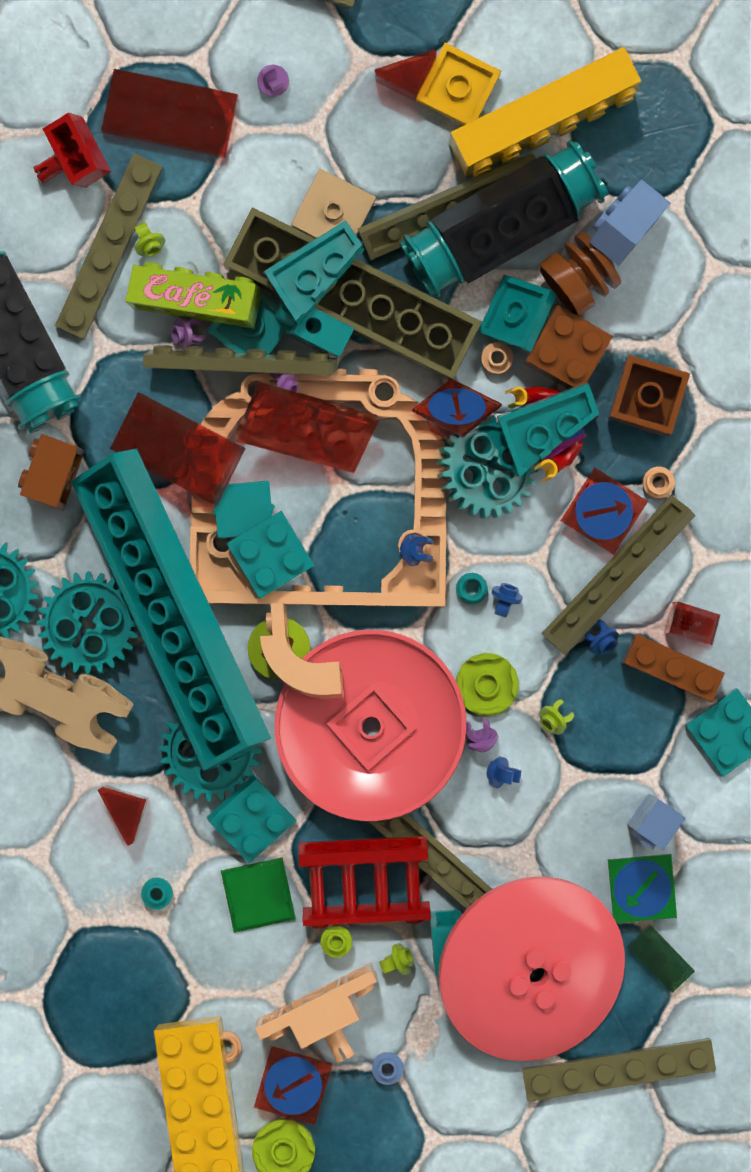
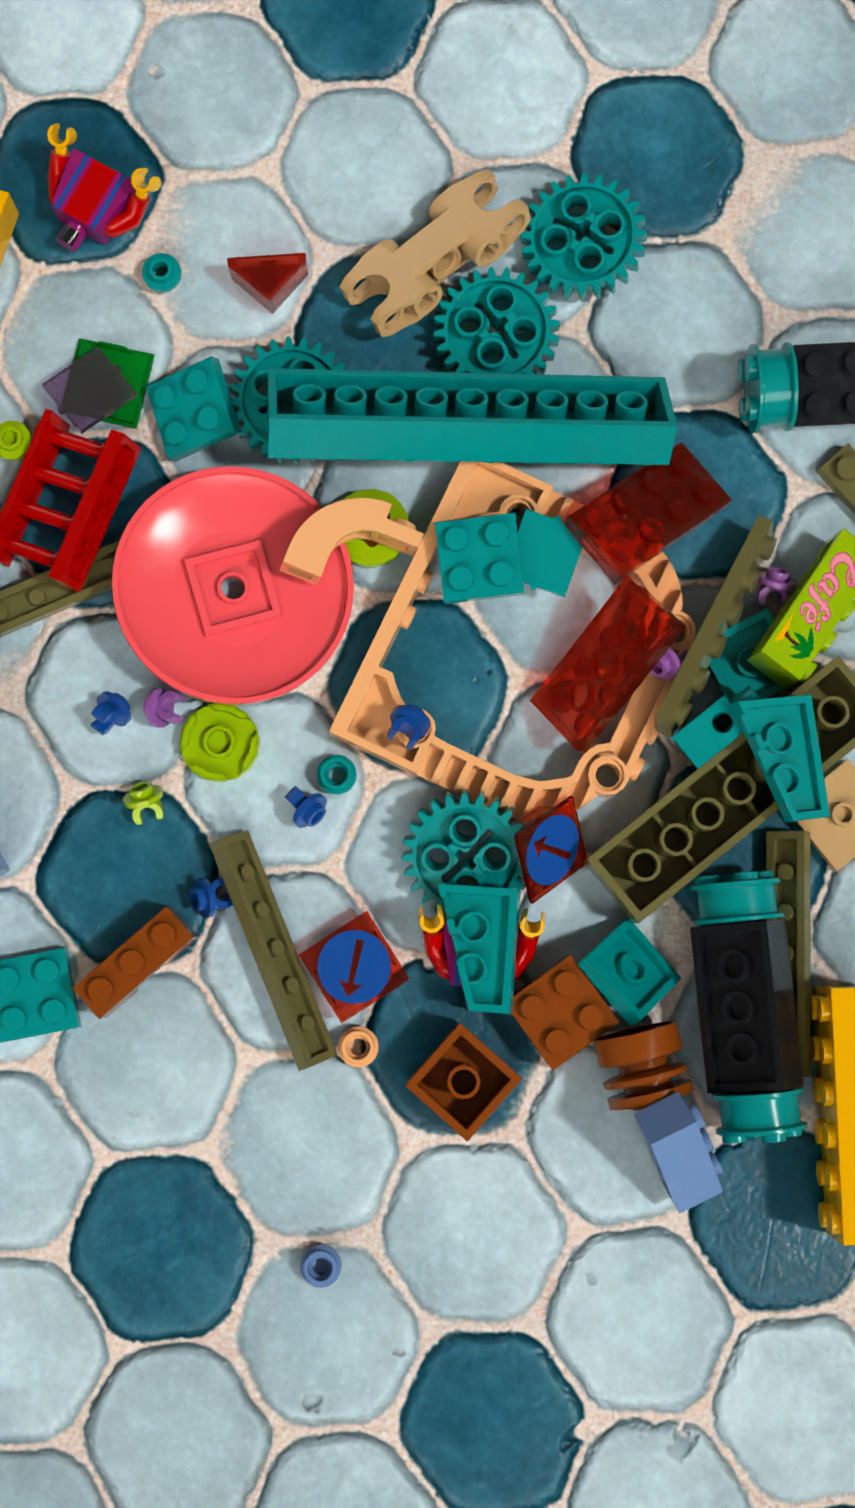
camera: 115 degrees right, 5 degrees down
(51, 471) = (687, 359): dark orange brick -> none
(123, 971) = (92, 196): none -> torso
(272, 902) = (89, 390): none -> piece
(497, 368) = (578, 934): light nougat plate -> none
(692, 623) = (177, 1009): clear red slope -> none

